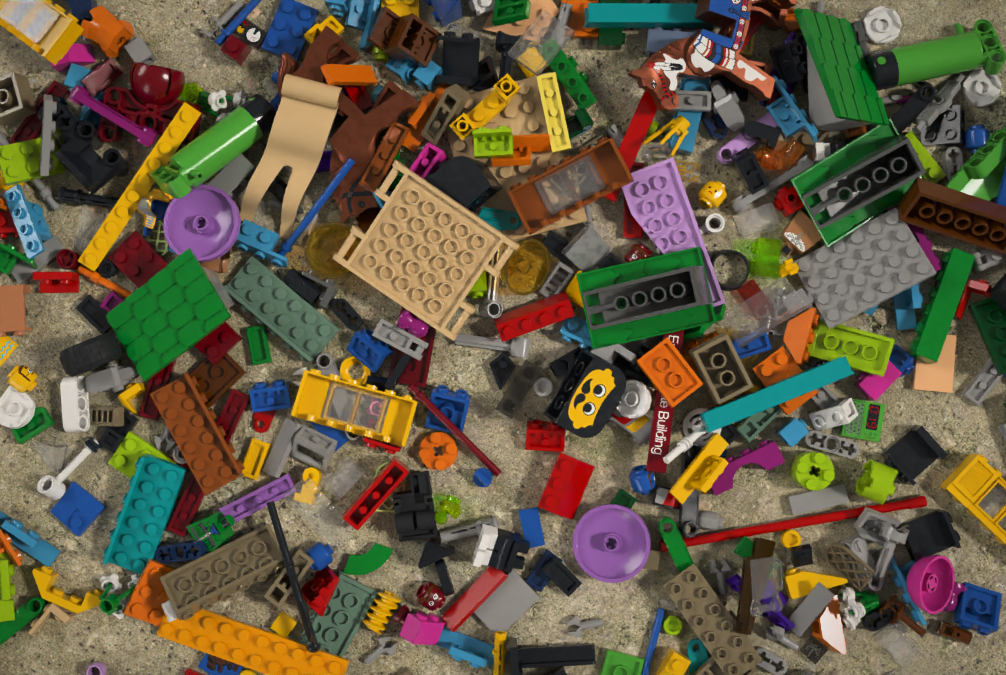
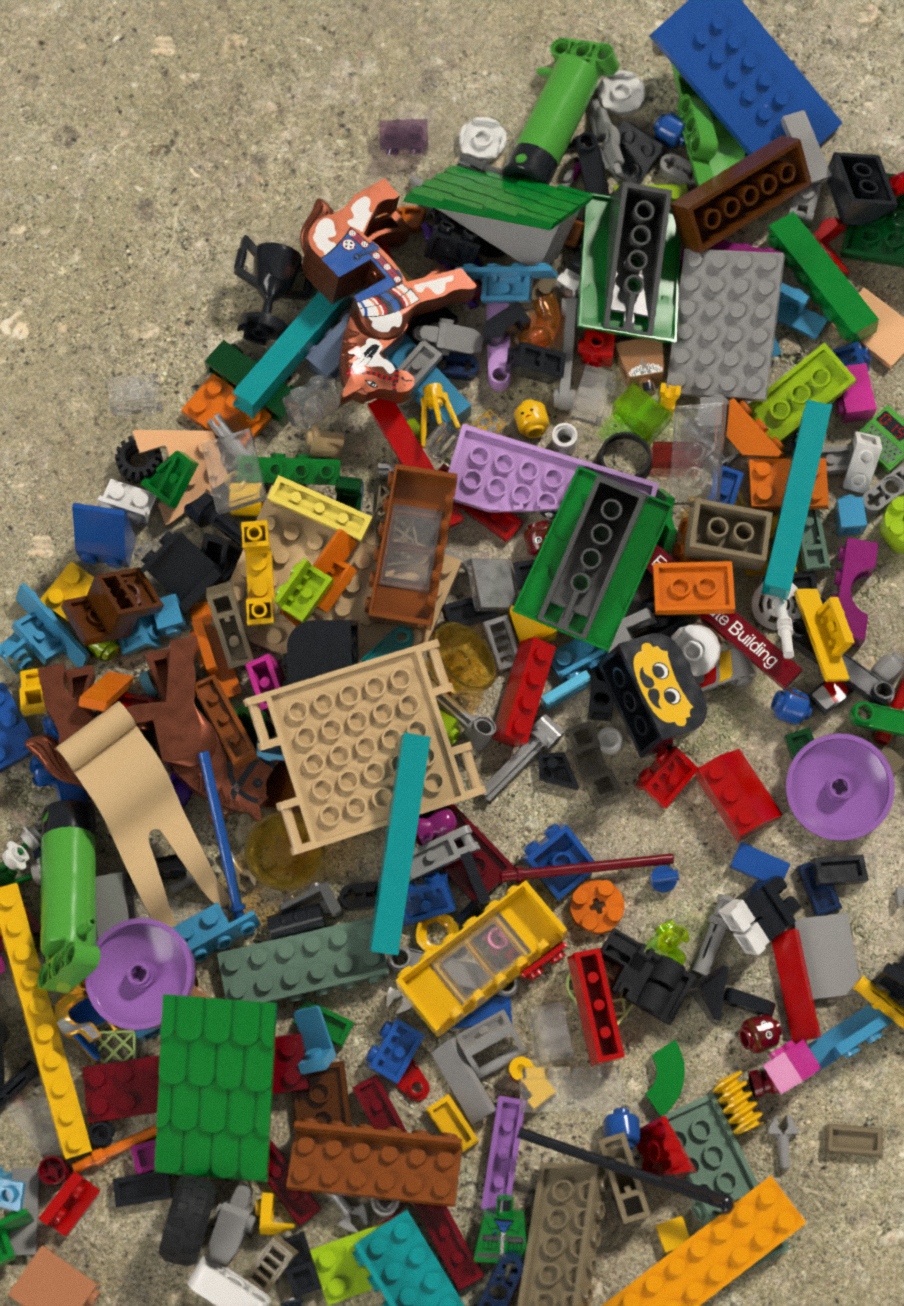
camera: 50 degrees left, 15 degrees down
(243, 350) = (315, 1039): none -> dark azure bracket
(382, 314) = (399, 844): none -> teal tile
(553, 340) = (565, 691): none -> medium azure tile
(602, 82) = (324, 443): none -> tan bracket
(622, 54) = (312, 401): none -> clear brick

